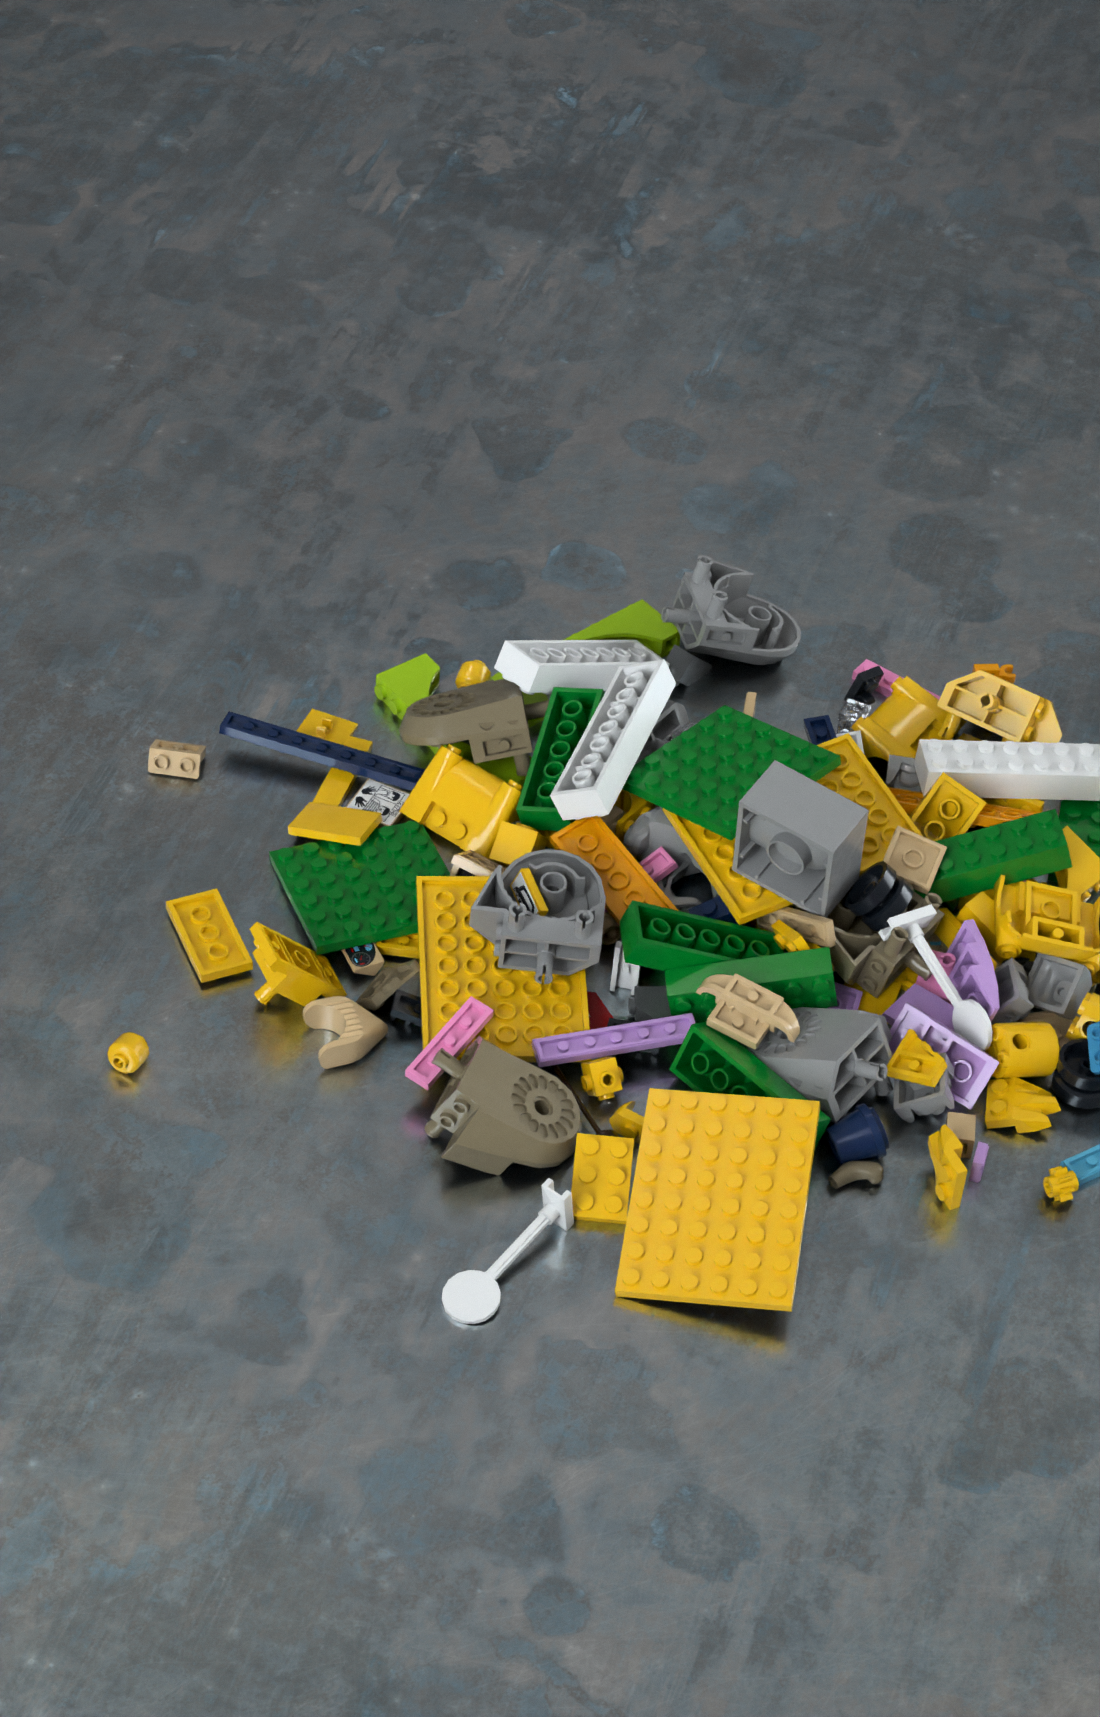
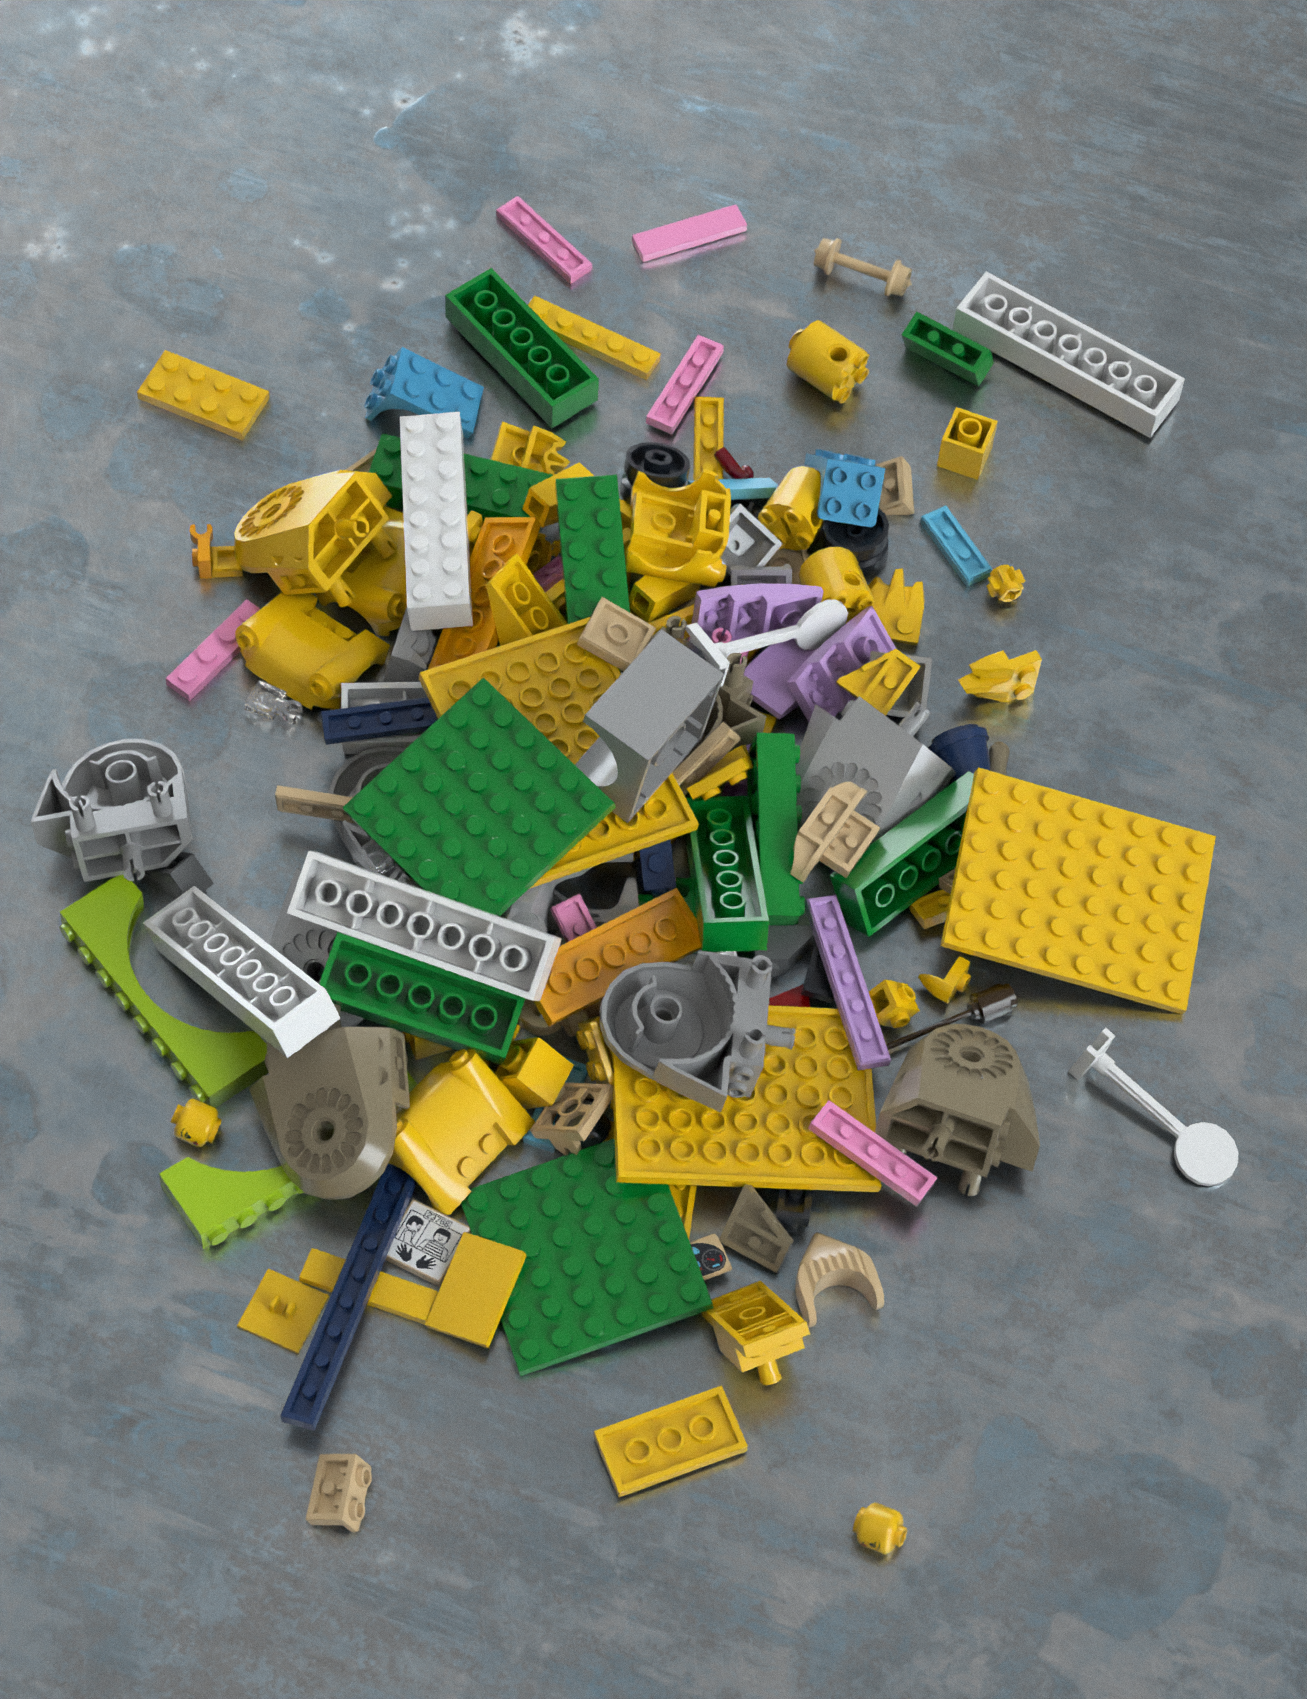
camera: 90 degrees left, 15 degrees up
(528, 893) = (676, 1042): tile -> none
(601, 1178) = (1041, 1011): yellow plate -> none
(864, 686) = (236, 679): black plate -> none
(964, 1128) = (945, 666): tan brick -> none
(979, 1162) = (976, 650): lavender tile -> none

